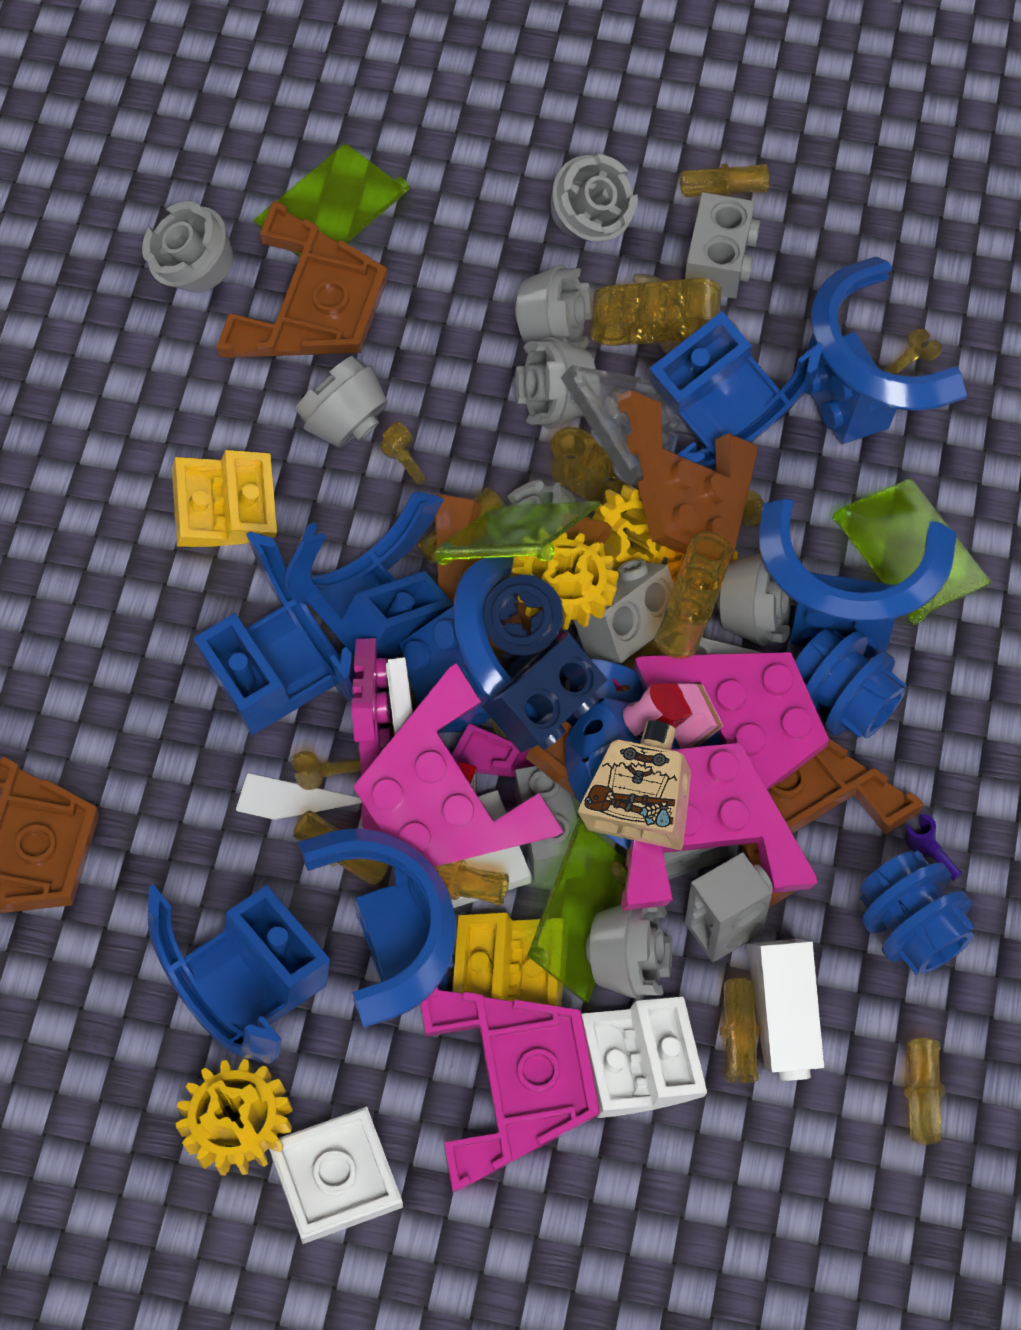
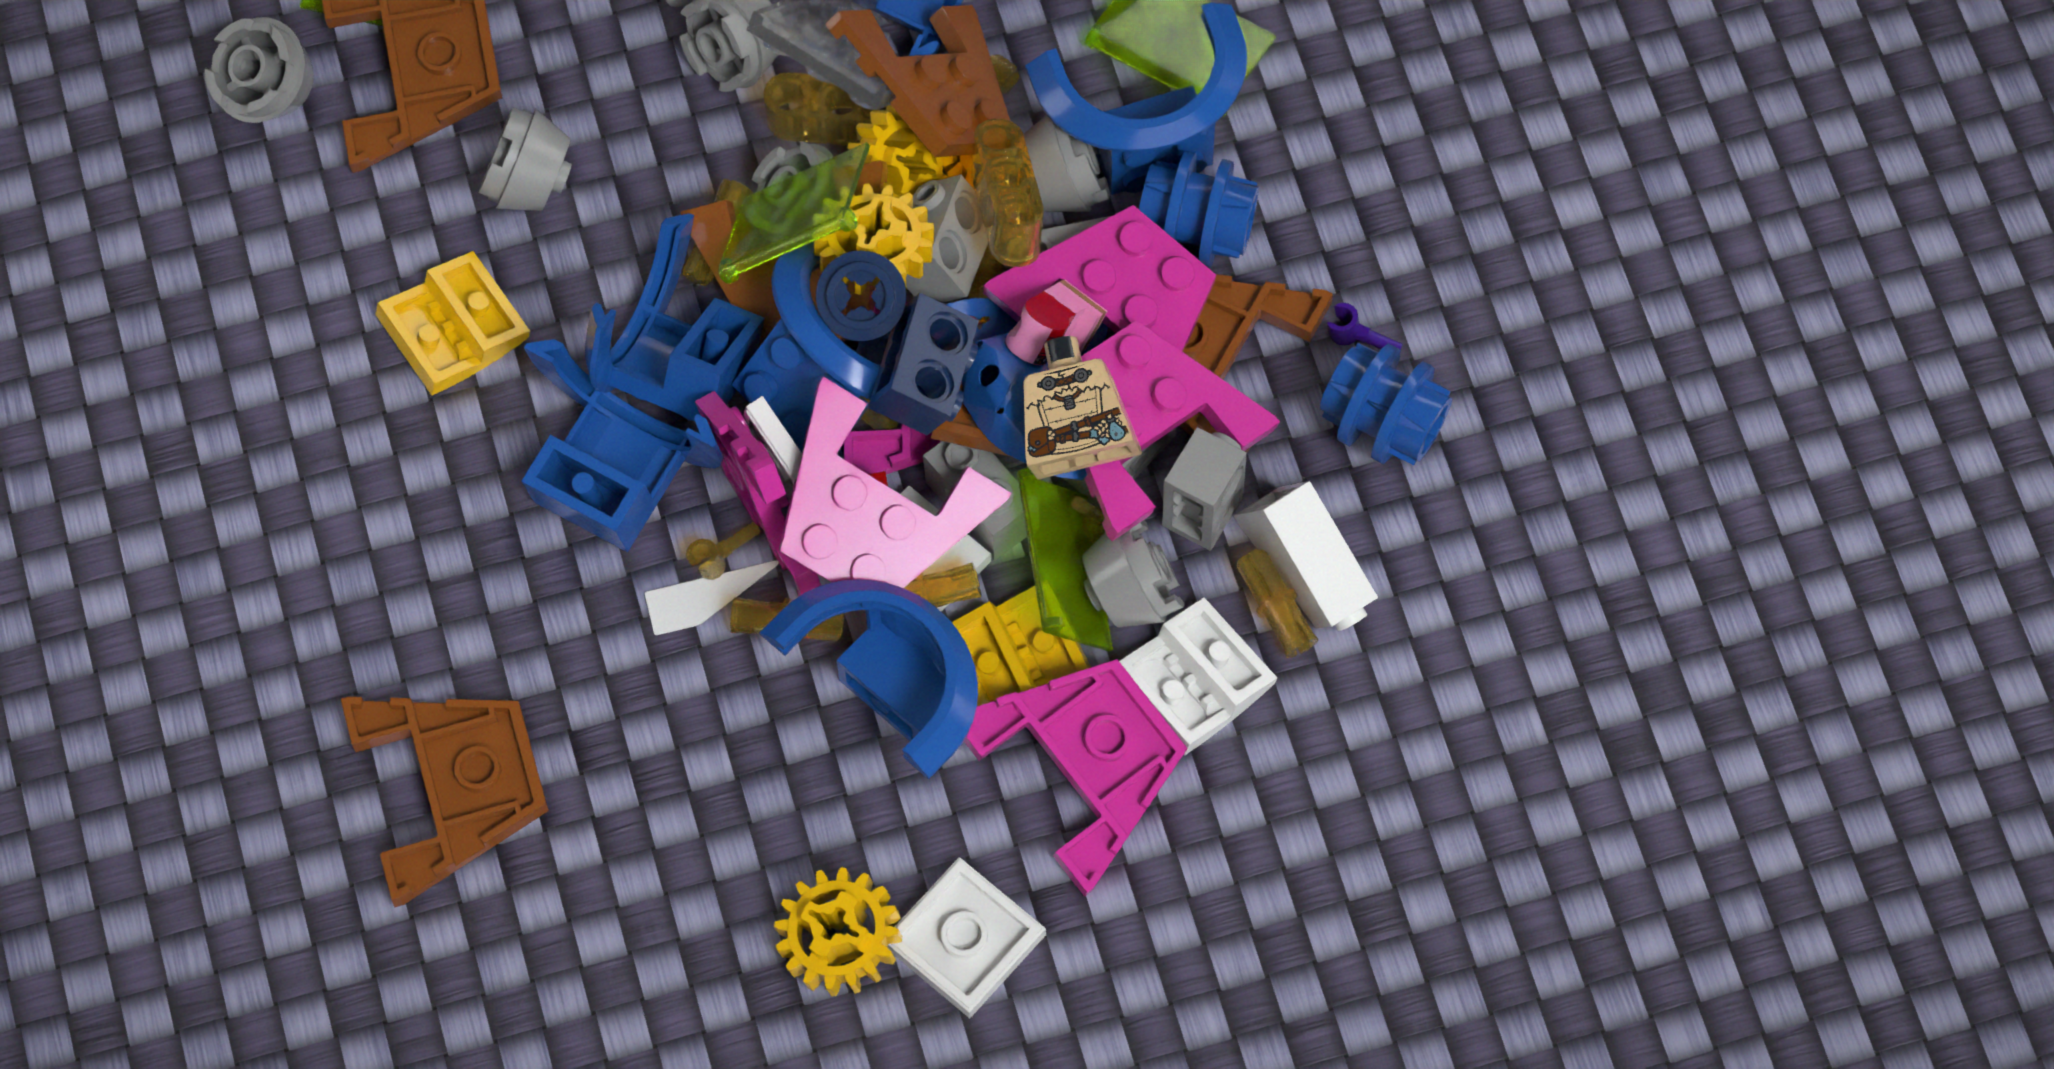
camera: 25 degrees left, 5 degrees up
(243, 975) = (767, 789): blue piece -> none
(393, 445) = (596, 182): clear yellow hand -> none
(924, 1090) = (1479, 572): clear yellow axle -> none

